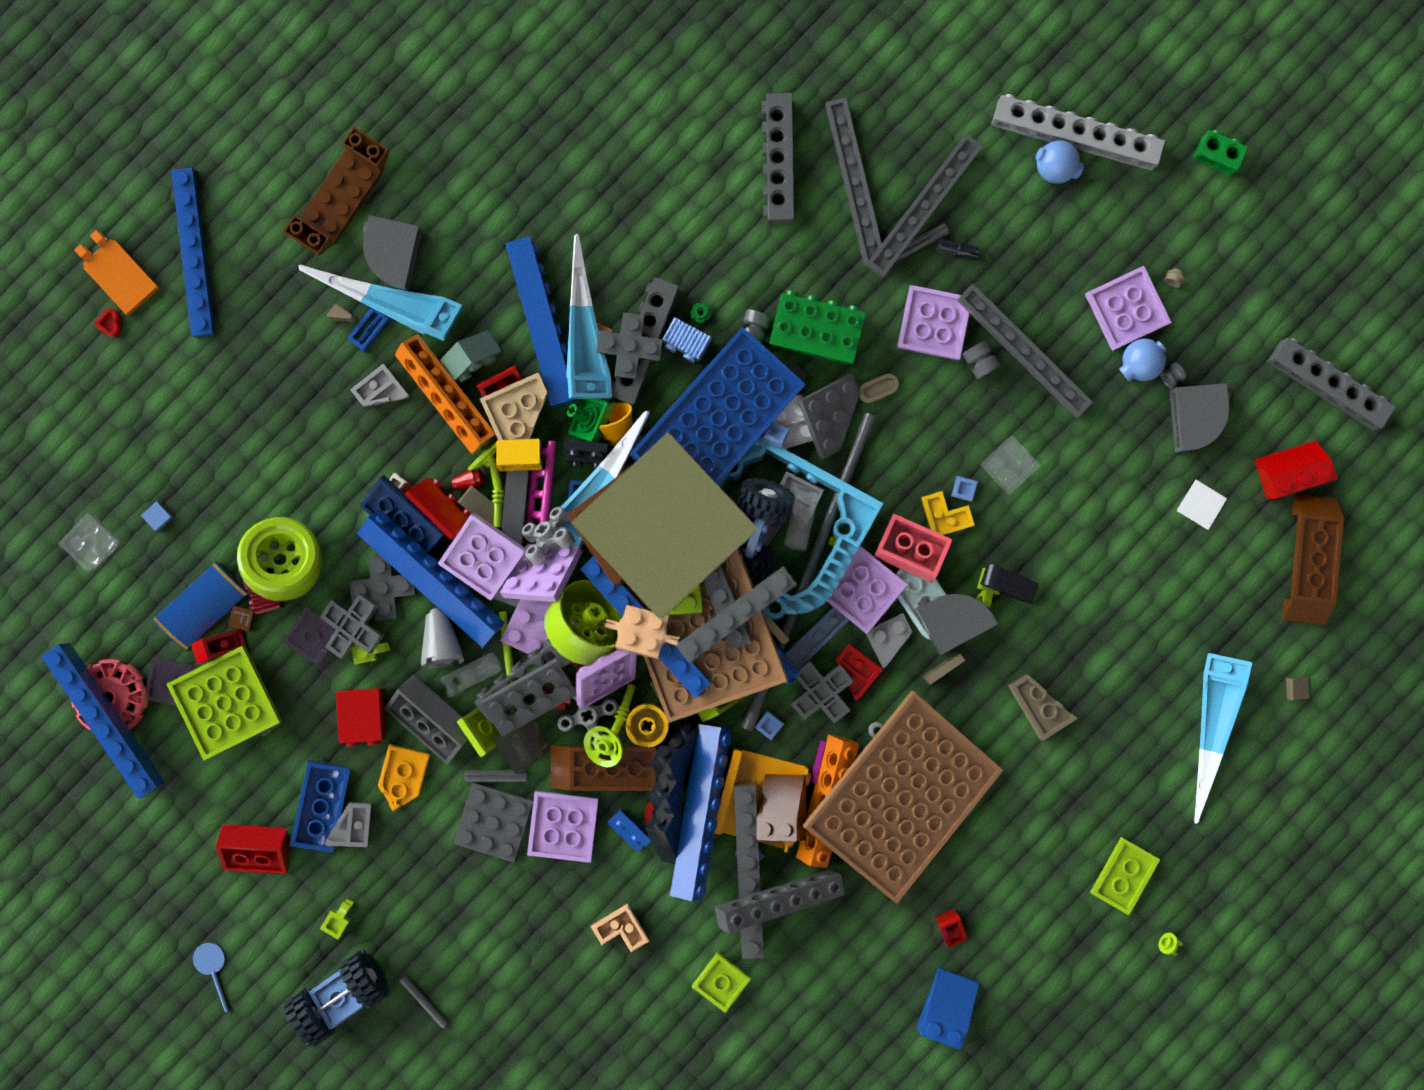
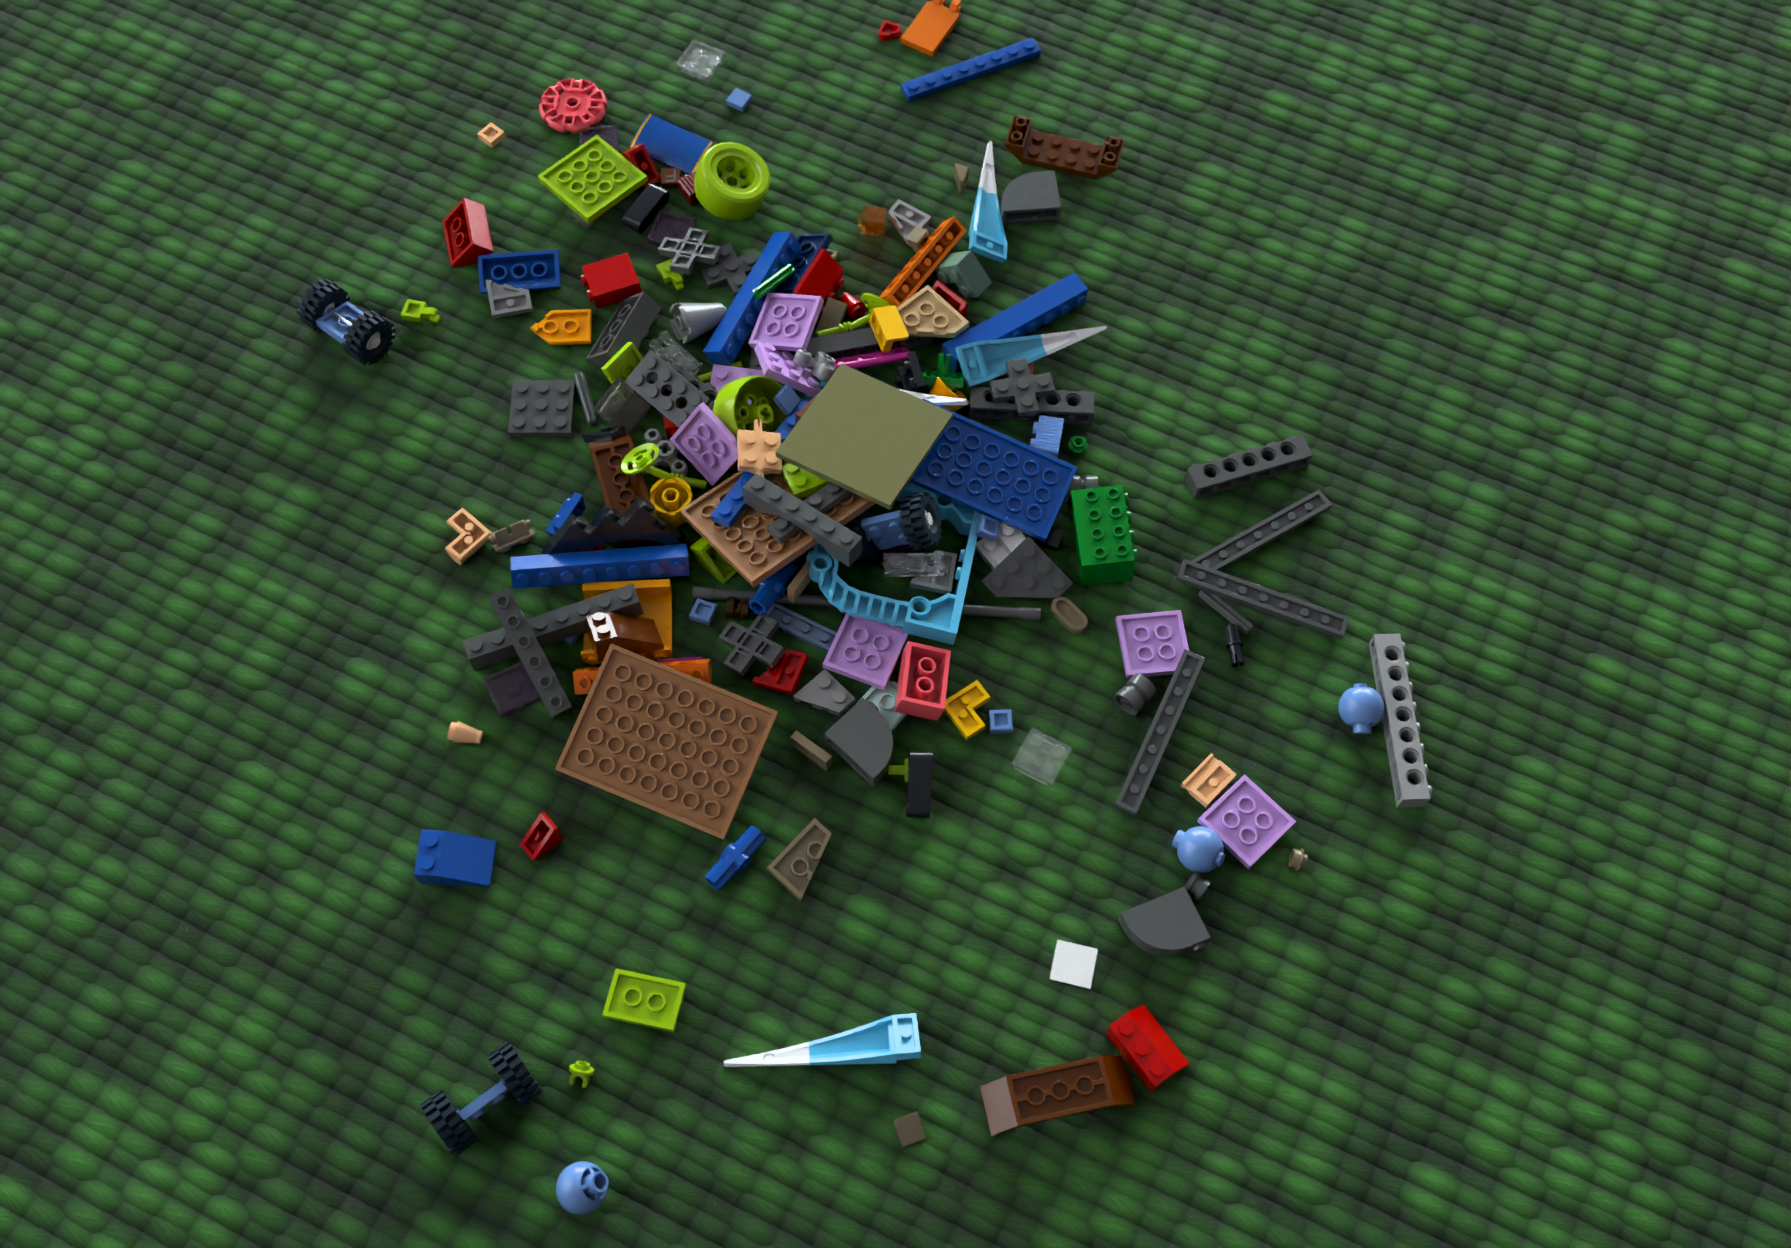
camera: 70 degrees right, 25 degrees down
(103, 719) = (551, 100): blue brick -> none
(123, 795) = (491, 135): none -> light nougat plate
(208, 960) = (356, 232): medium blue piece -> none
(277, 655) = (645, 208): none -> black beam
(370, 425) = (873, 220): none -> clear orange brick
(375, 333) = (955, 204): blue tile -> none
(407, 386) = (917, 238): none -> dark tan slope
(424, 1002) = (356, 398): dark grey bar -> none
(426, 553) = (773, 281): none -> green axle
(548, 768) = (605, 434): none -> black tile
(563, 826) = (553, 463): lavender plate -> none
(582, 585) = (786, 399): none -> medium blue tile
(635, 877) = (505, 540): none -> dark tan hinge
(721, 982) = (433, 638): lime plate -> none
(783, 689) = (738, 608): none -> dark brown wheel
(796, 927) = (511, 689): none -> clear purple tile
(828, 974) = (464, 733): none -> light nougat cone
(1023, 764) = (735, 858): none -> blue piece
(1080, 325) = (1208, 780): none -> light nougat plate
(1186, 1060) = (452, 1123): none -> black plate
(1218, 158) = (1440, 862): green brick -> none
(1271, 968) = (581, 1187): none -> medium blue brick
(1380, 406) = (1240, 1116): dark grey brick -> none

